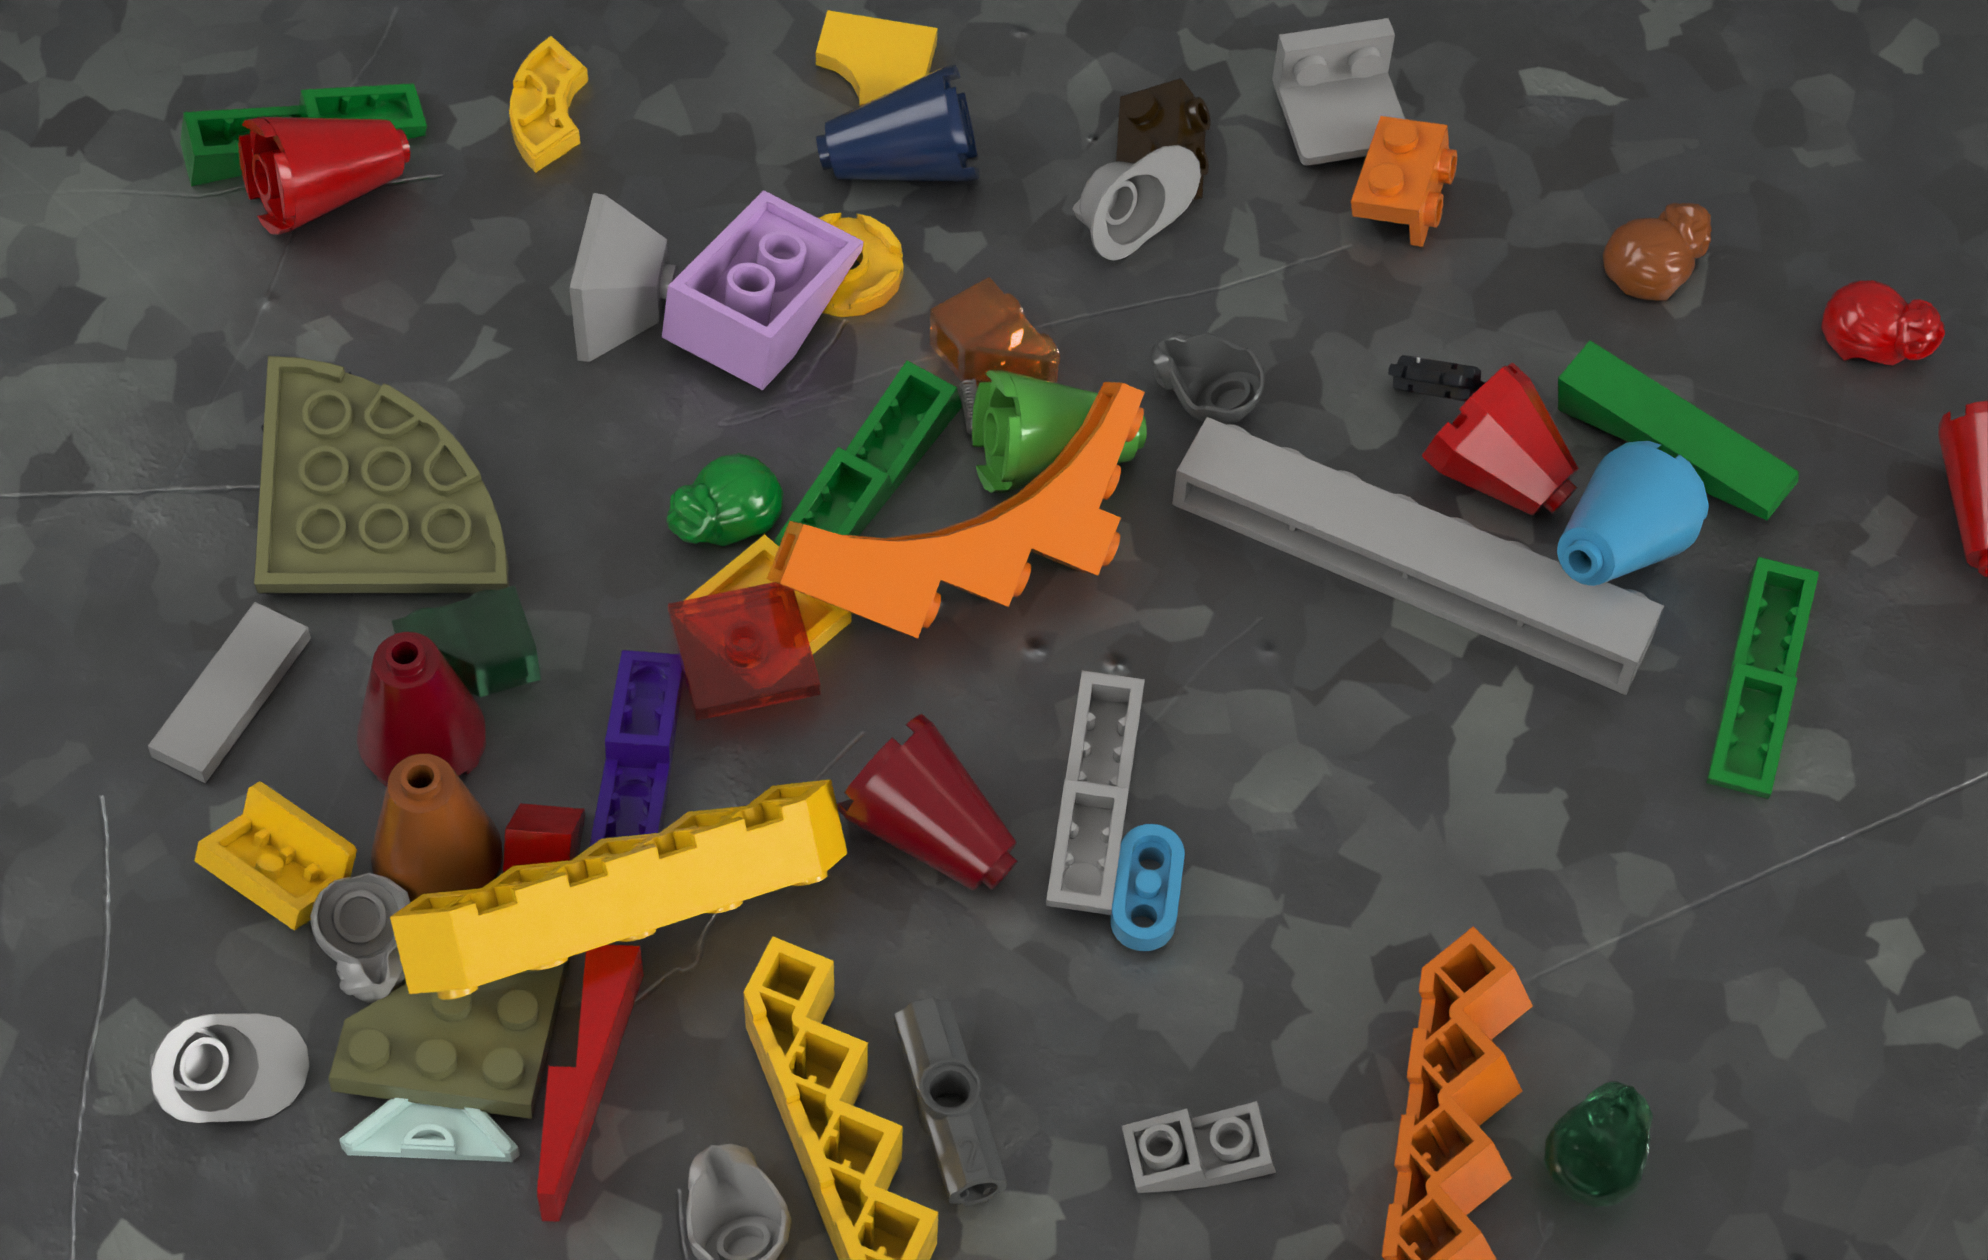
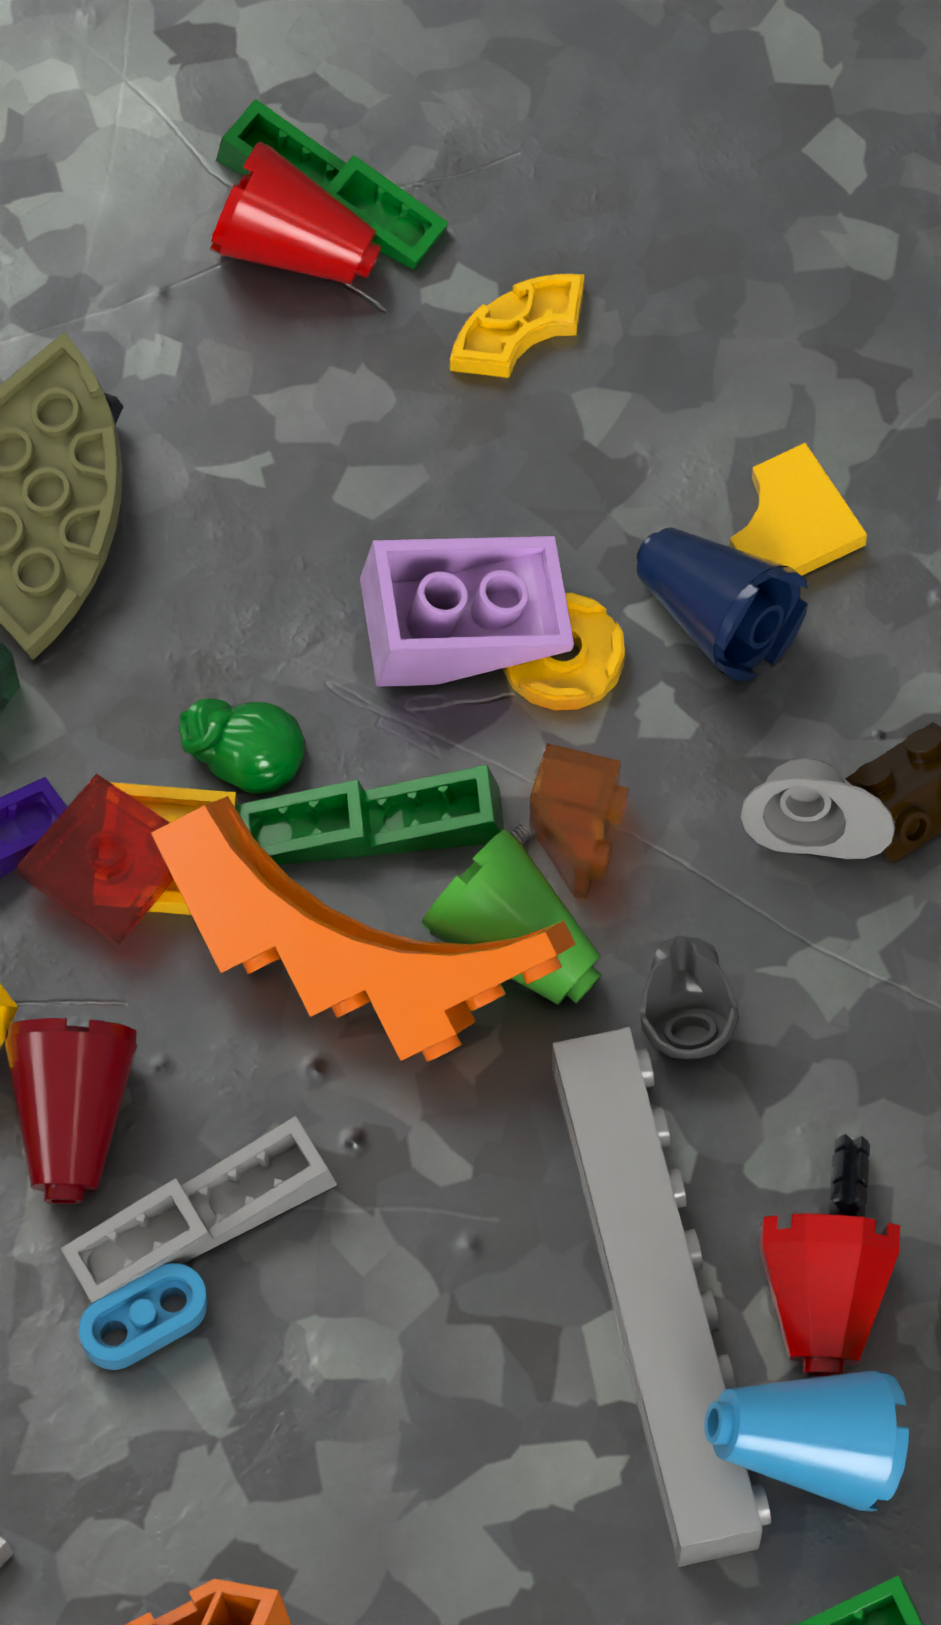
camera: 55 degrees right, 5 degrees up
(617, 279) = (364, 496): light grey slope -> none

